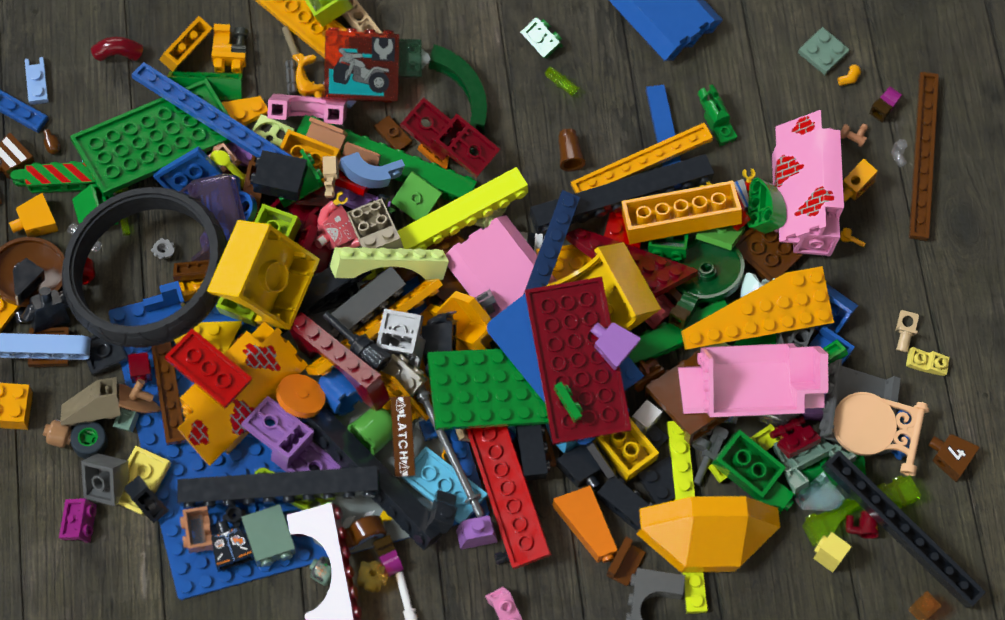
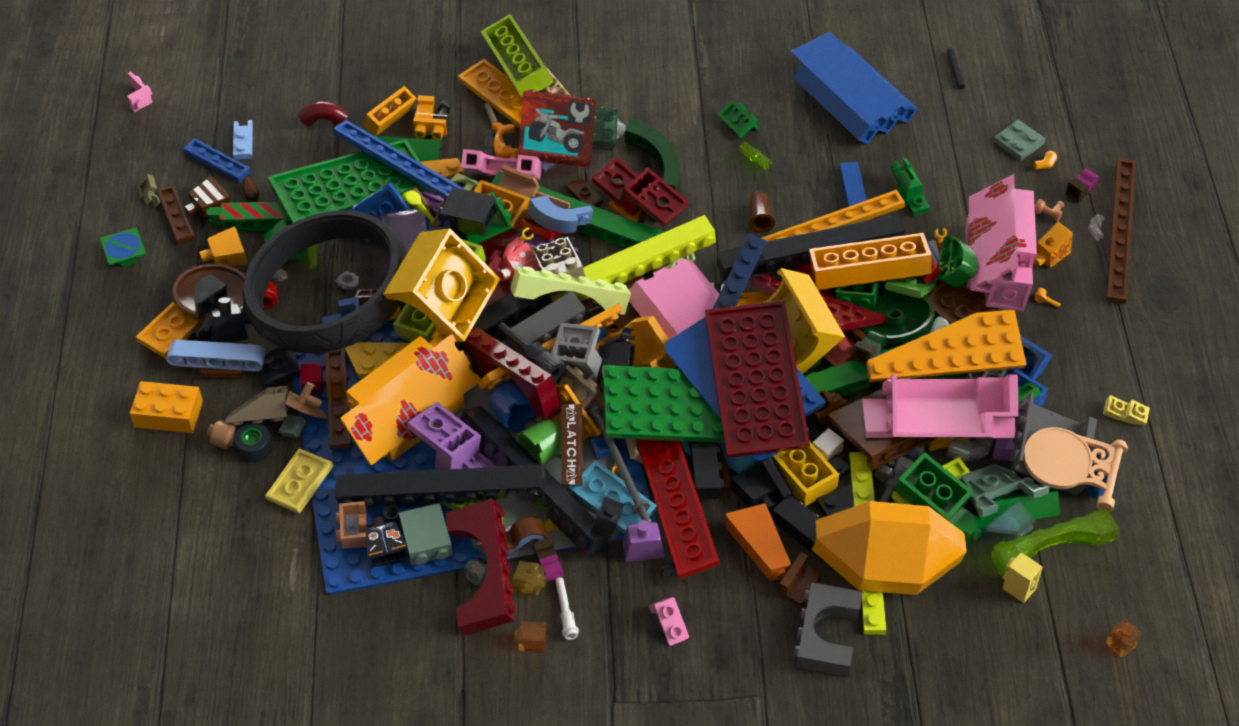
camera: 10 degrees right, 15 degrees down
(78, 520) = (232, 513): magenta bracket -> none
(104, 478) = (263, 475): dark grey slope -> none
(146, 499) = (303, 494): black arch -> none
(208, 368) = (377, 364): red plate -> none
(300, 396) = (470, 404): orange wheel -> none
(330, 173) = (519, 214): tan piece -> none
(416, 196) = (603, 242): bright green plate -> none
(486, 300) = (667, 327): dark grey tile -> none
(572, 408) = (741, 406): green plate -> none
(614, 343) = (795, 359): medium lavender torso -> none
(797, 442) = (987, 472): dark red plate -> none
(867, 526) = (1061, 557): dark red piece -> none
(903, 529) = (1100, 557): black brick -> none
(906, 332) = (1103, 381): tan bracket -> none
(953, 454) = (1154, 495): reddish brown torso -> none

